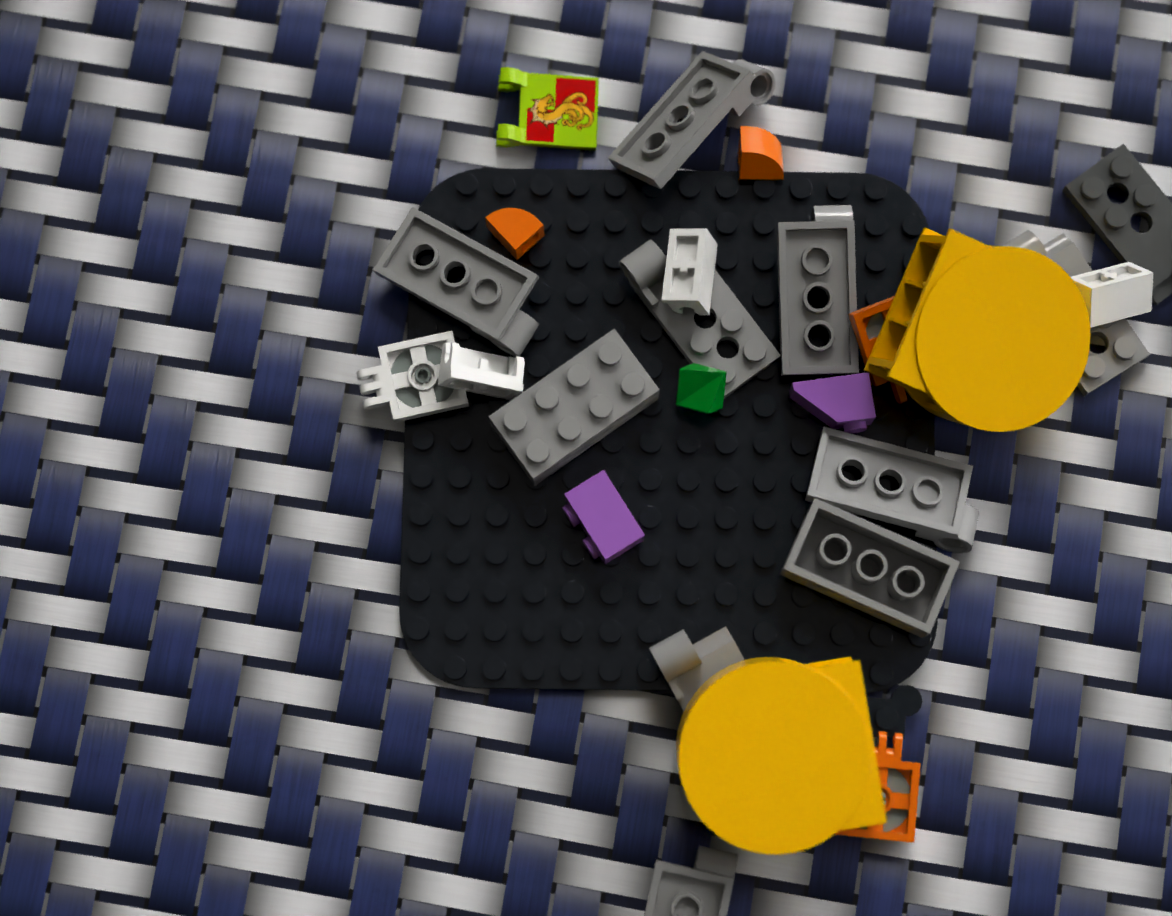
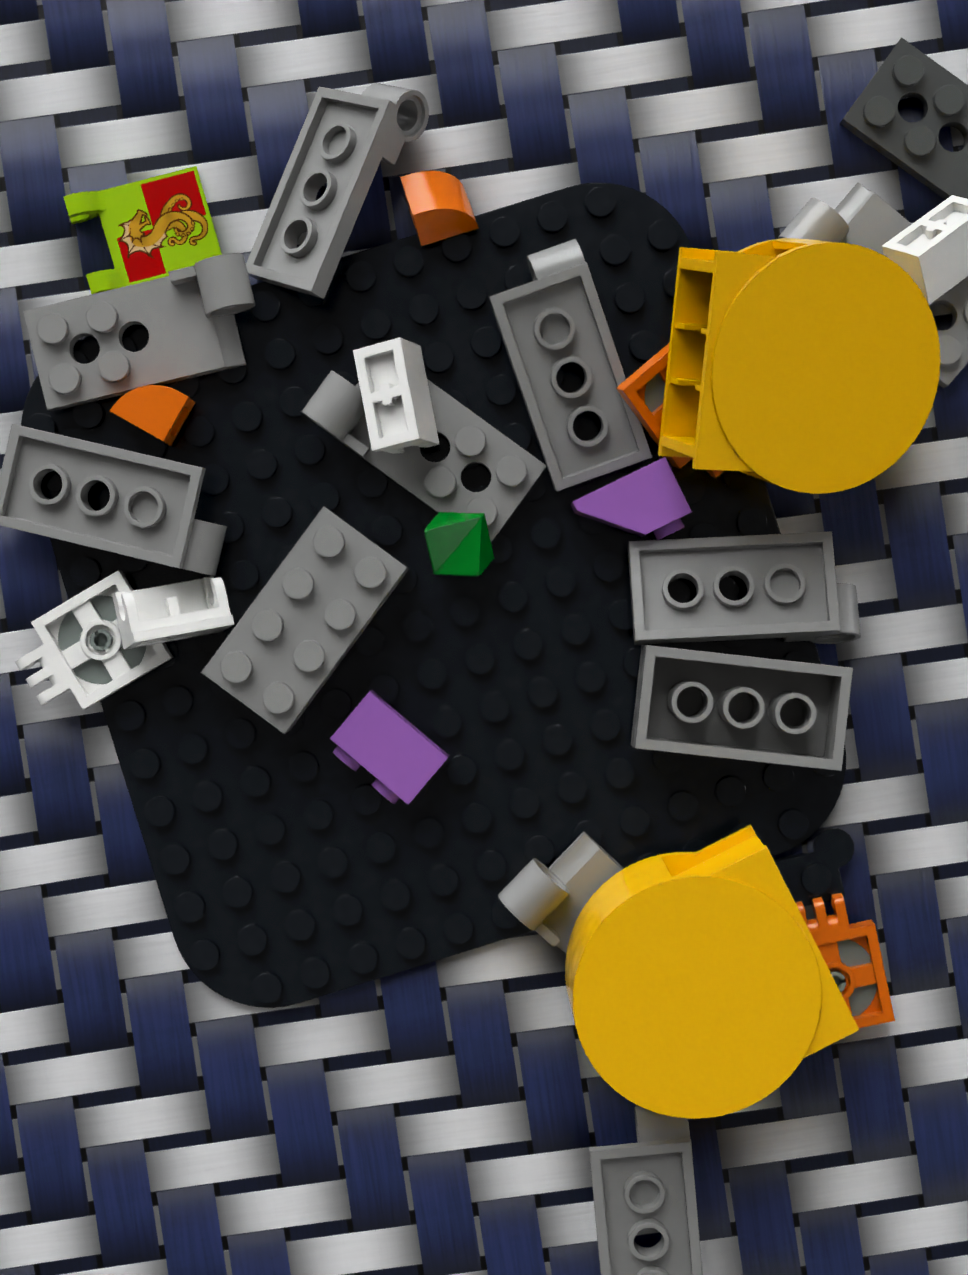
camera: 20 degrees left, 10 degrees up
(557, 172) = (187, 325): none -> light grey hinge

